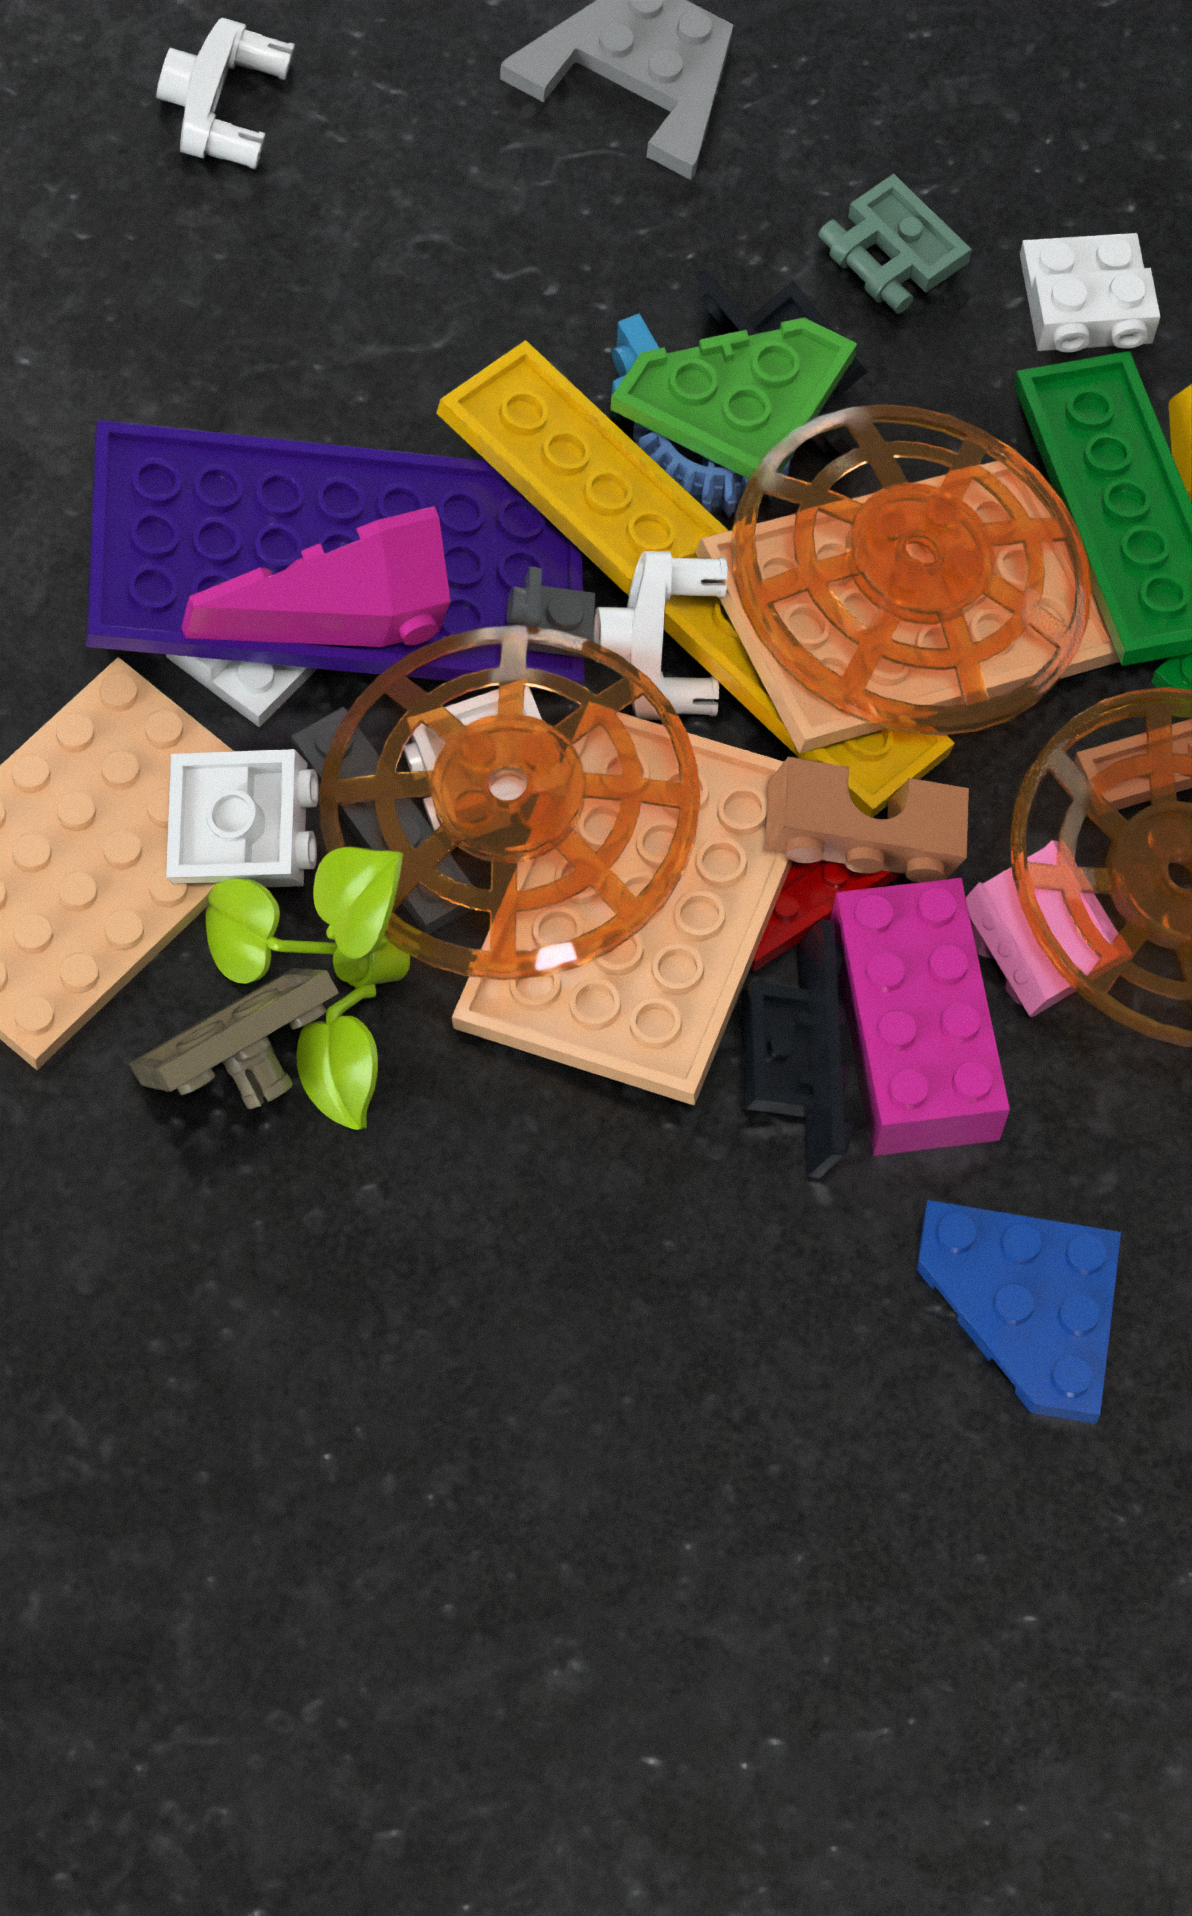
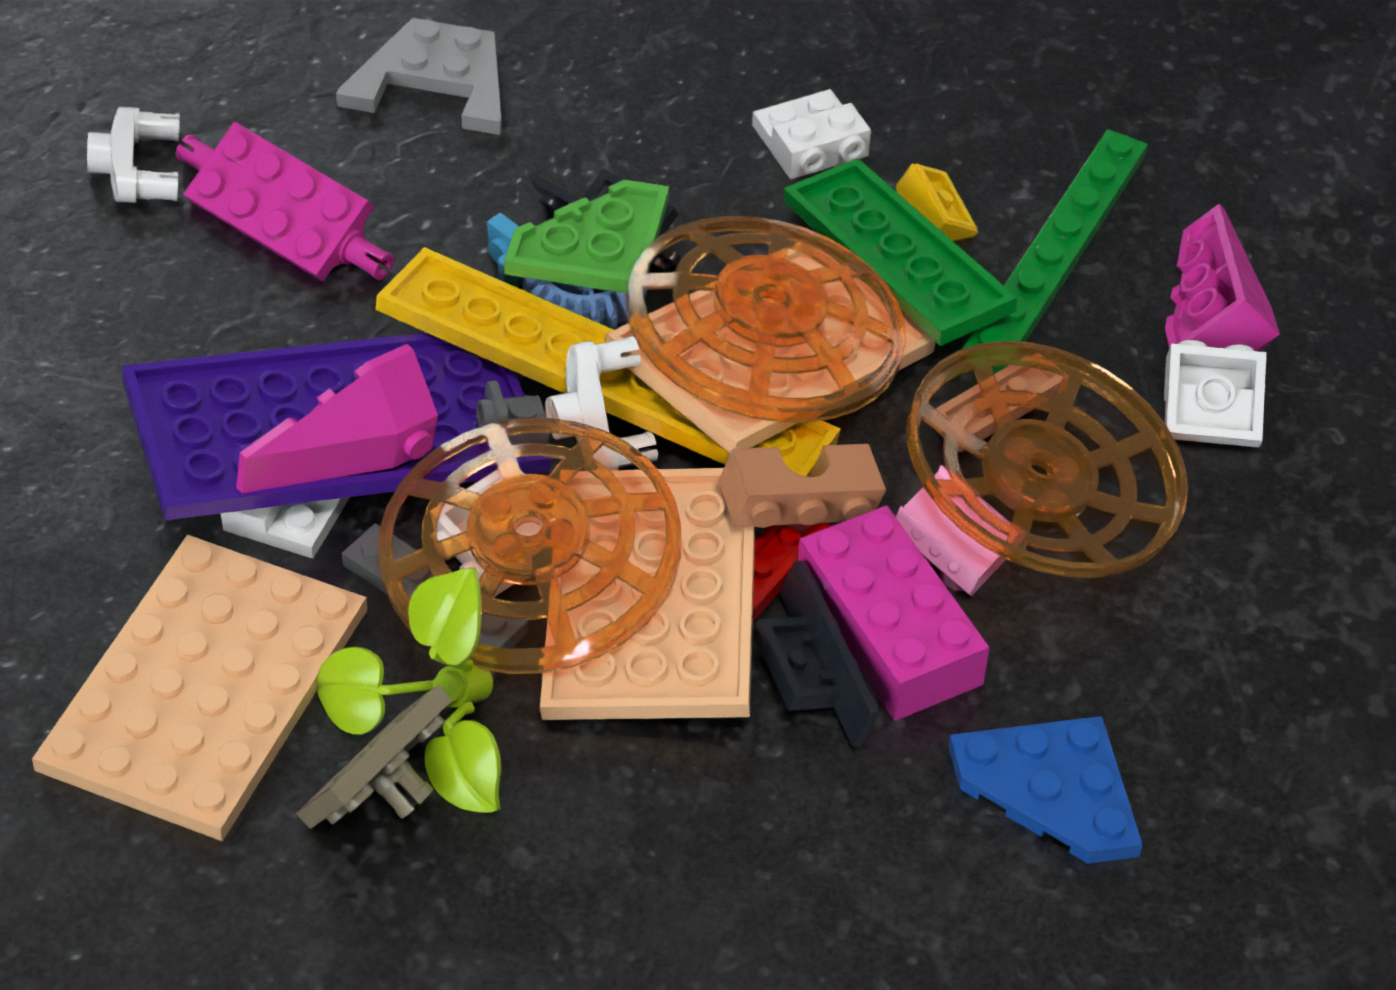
camera: 15 degrees left, 15 degrees down
(240, 817) = (326, 607): white plate -> none
(377, 216) = (282, 203): none -> dark pink plate
(904, 230) = (668, 125): sand green plate -> none

